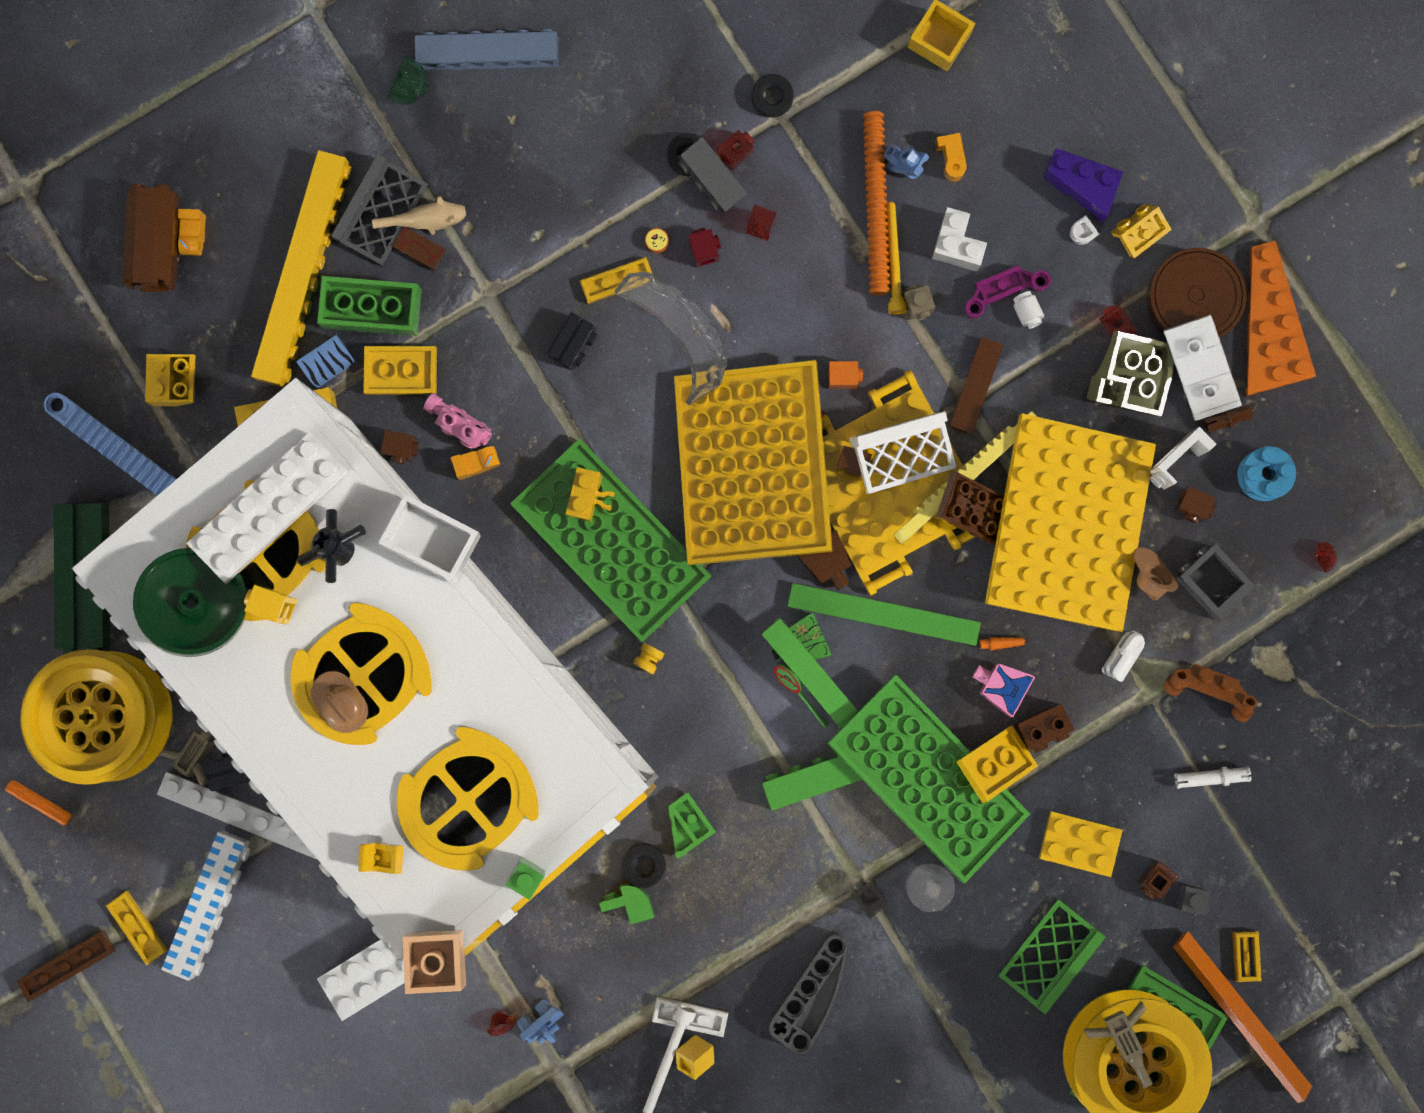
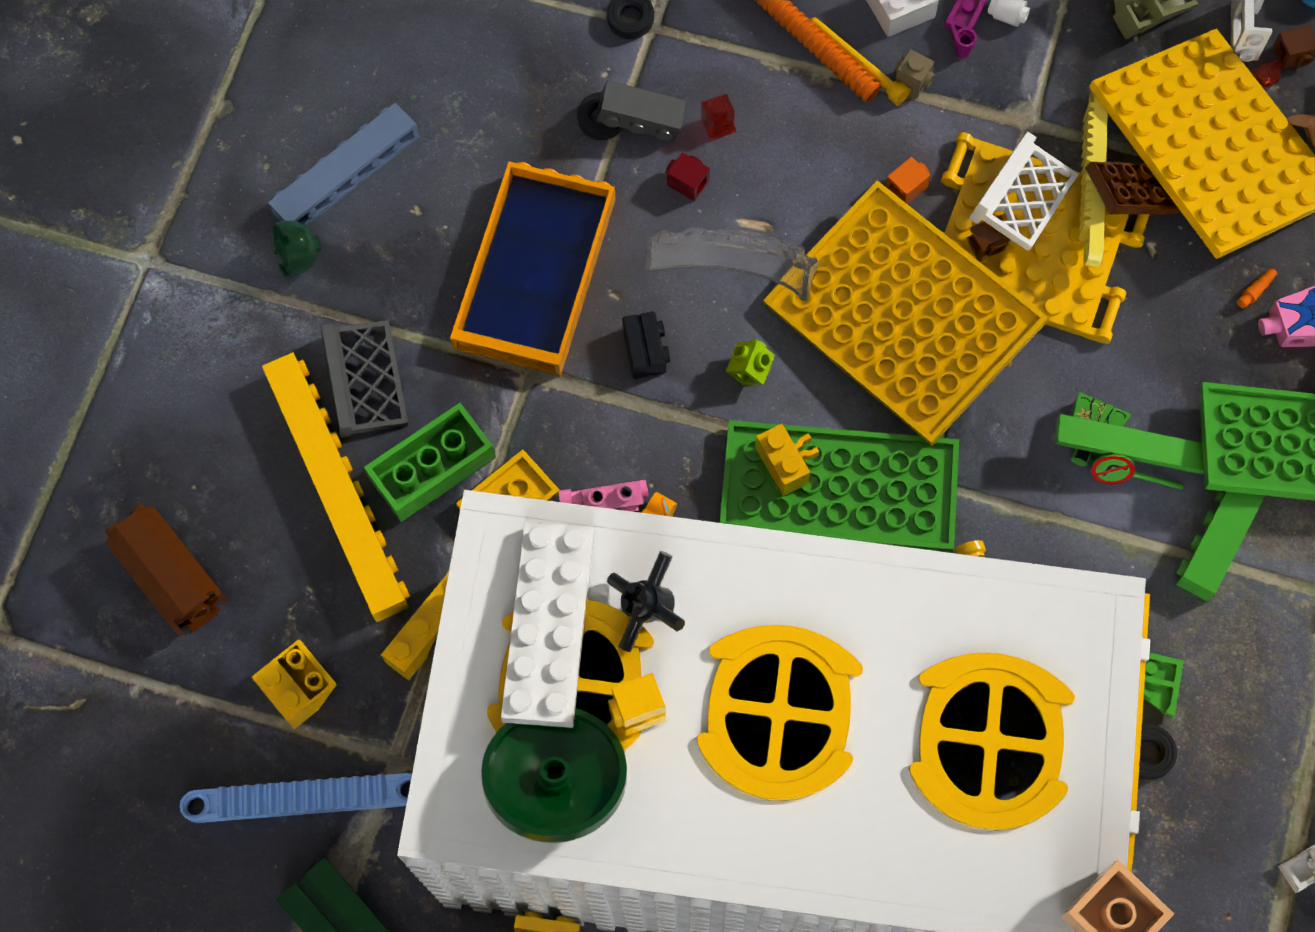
camera: 45 degrees left, 15 degrees down
(191, 231) = (197, 536): light orange leg -> none
(326, 361) = (430, 547): medium blue brick -> none
(339, 702) = (784, 750): medium nougat piece -> none
(380, 857) = (968, 862): yellow bracket -> none
(419, 248) = (429, 381): reddish brown tile -> none
(427, 216) = (413, 347): tan piece -> none
(429, 538) = (733, 518): white piece -> none
(525, 878) = (1122, 756): bright green brick -> none
(550, 226) = (533, 268): none -> clear blue window
(605, 283) = (630, 270): yellow tile -> none
(627, 411) = (750, 362): none -> lime brick
(634, 899) = (1174, 790): bright green brick -> none
(656, 240) = (639, 205): light yellow tile -> none
(732, 156) = (641, 73): clear red brick -> none
(828, 564) = (1049, 347): reddish brown torso -> none
(884, 614) = (1135, 349): bright green tile -> none
(976, 385) = (1025, 100): reddish brown tile -> none
(1159, 505) = (1268, 73): none -> clear red piece

